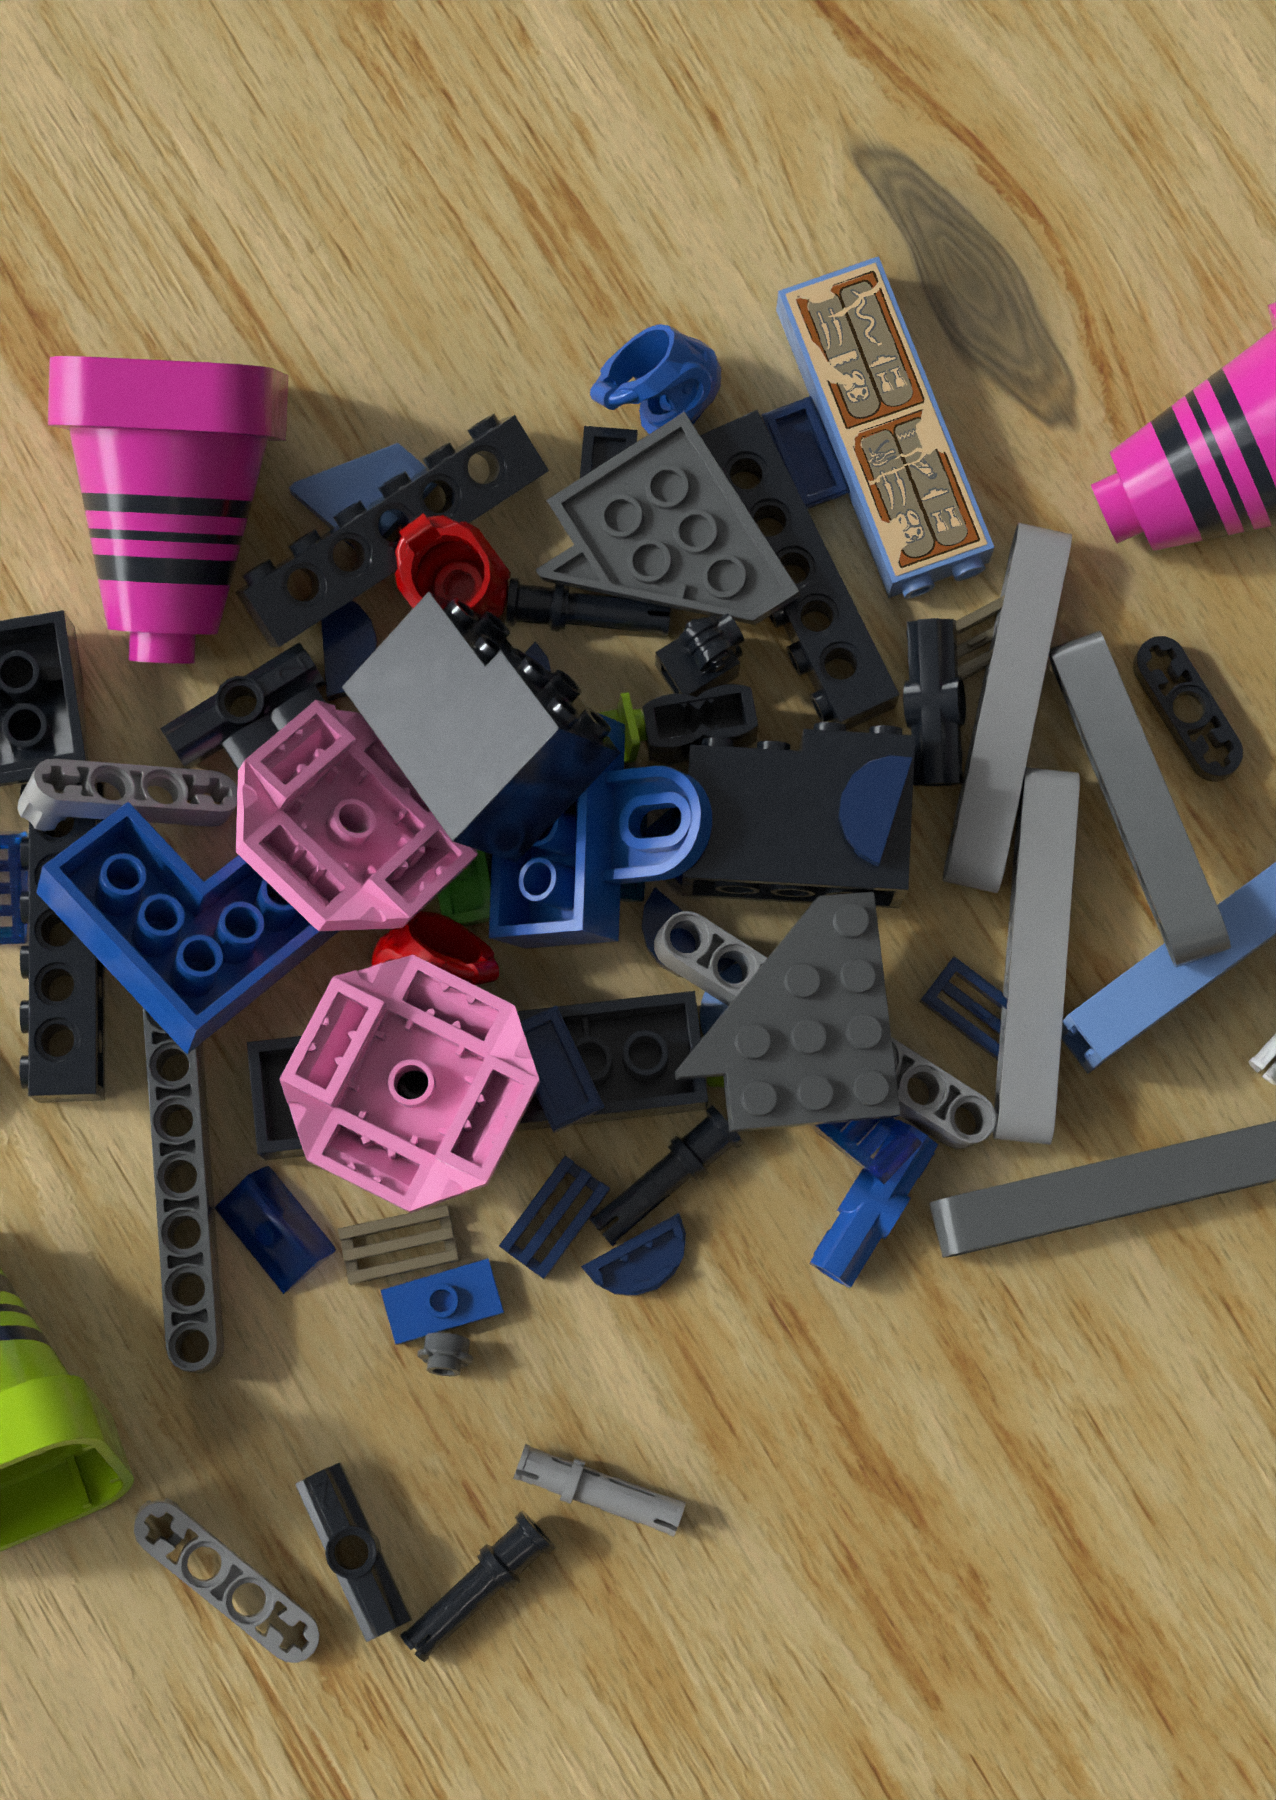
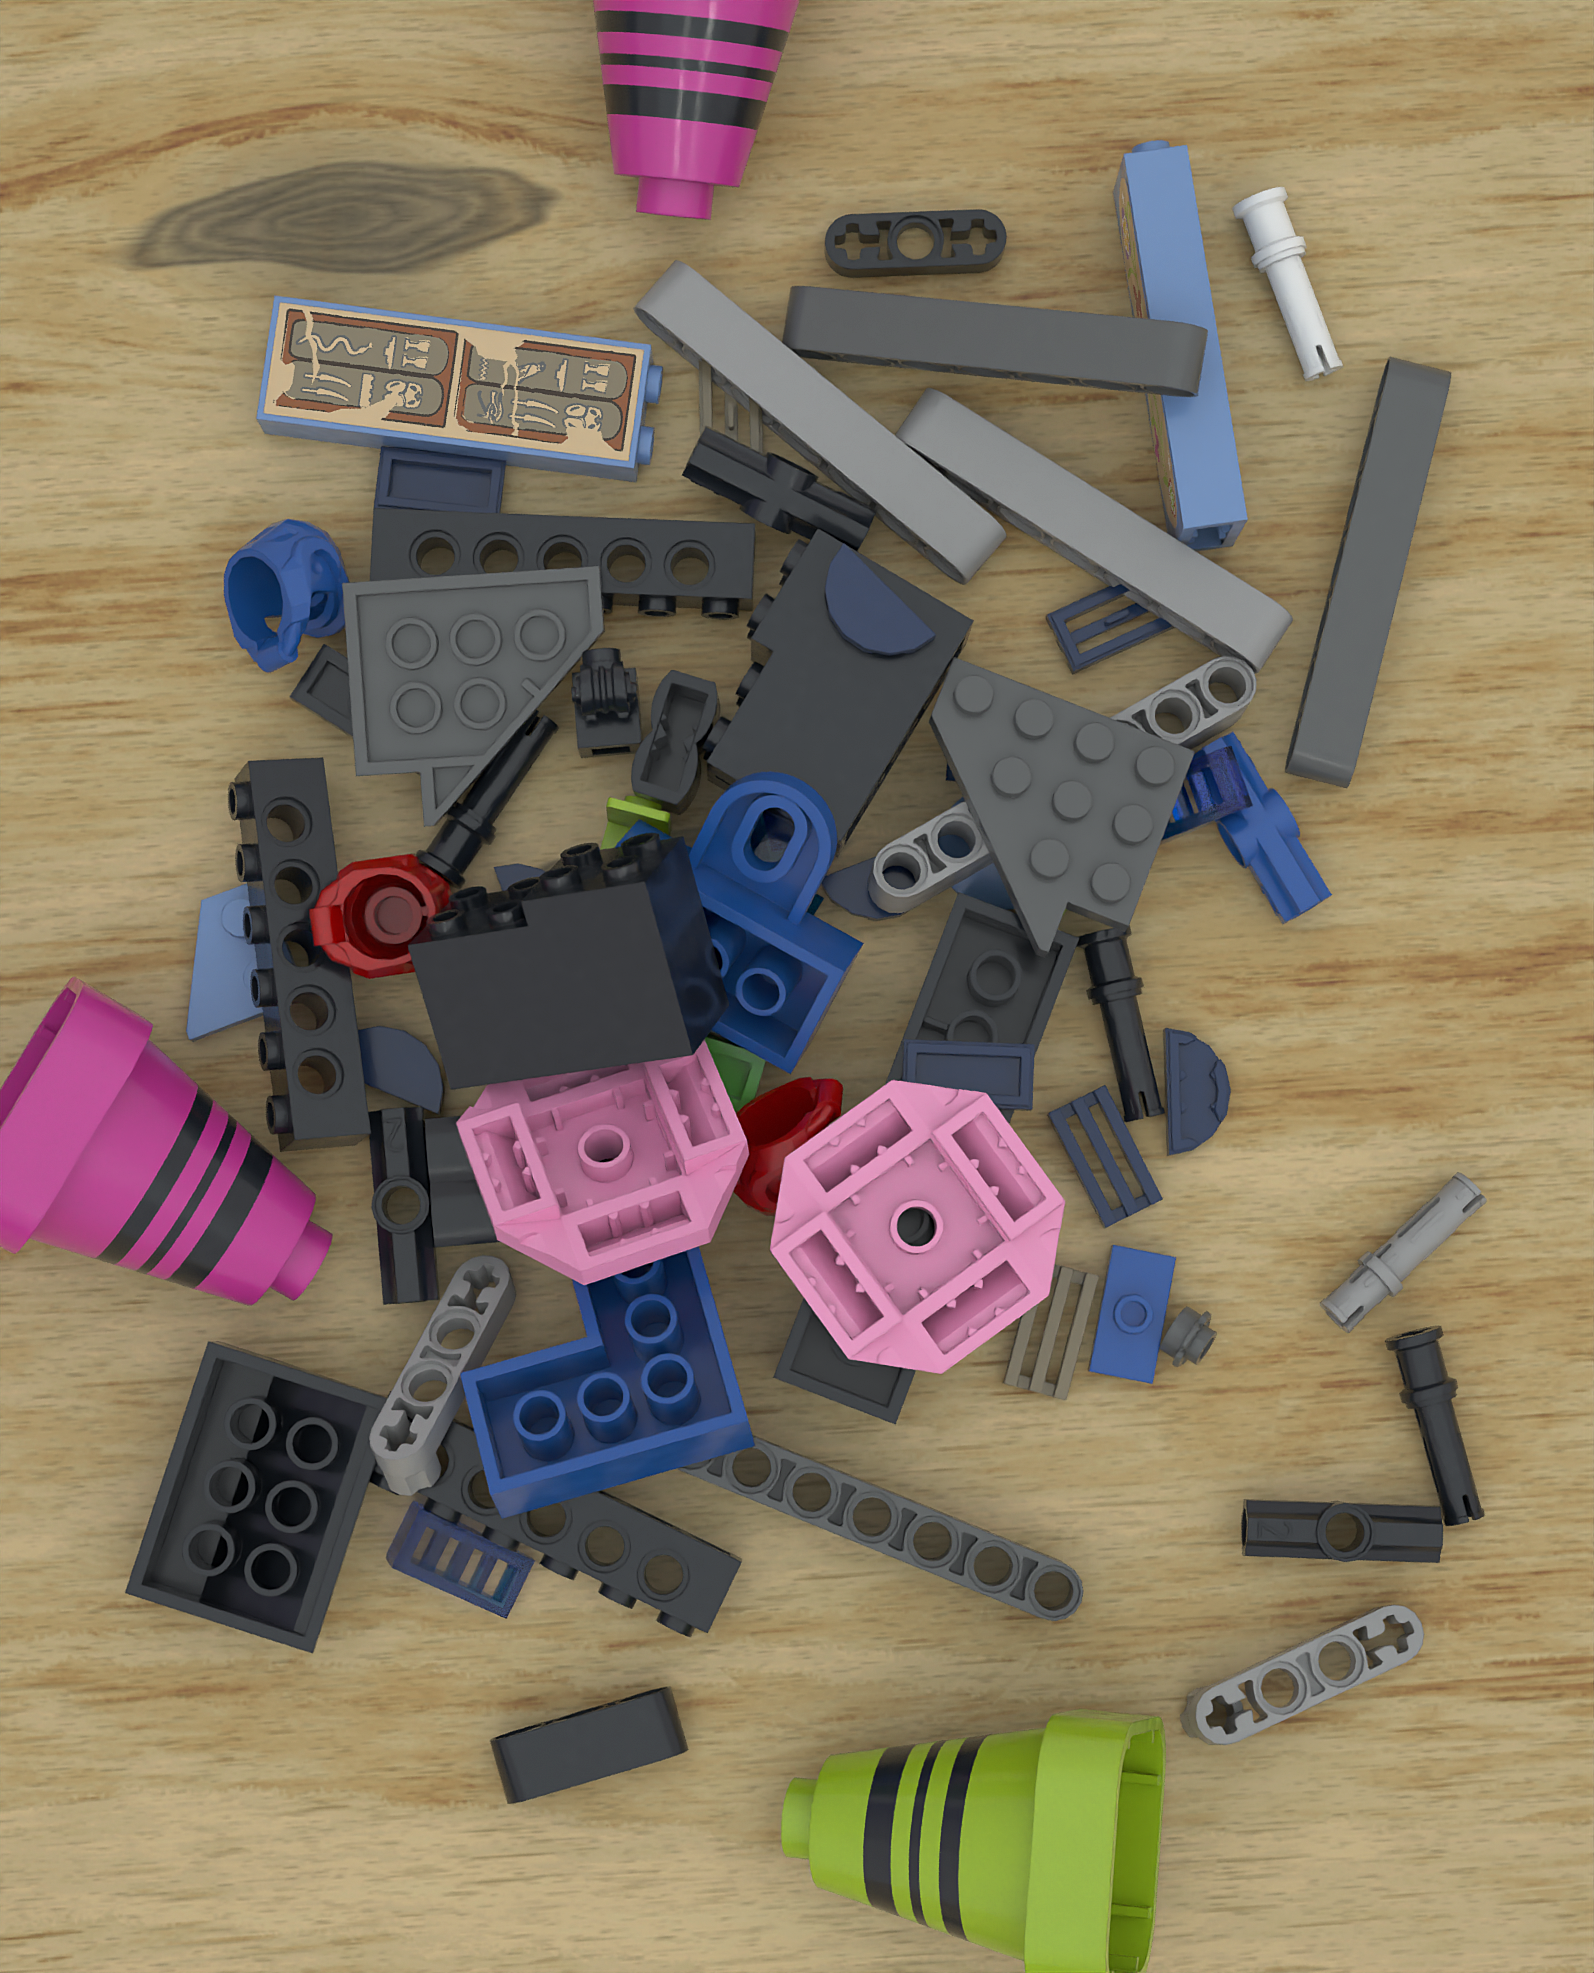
camera: 65 degrees left, 5 degrees up
(275, 1228) = (968, 1447): clear blue slope -> none

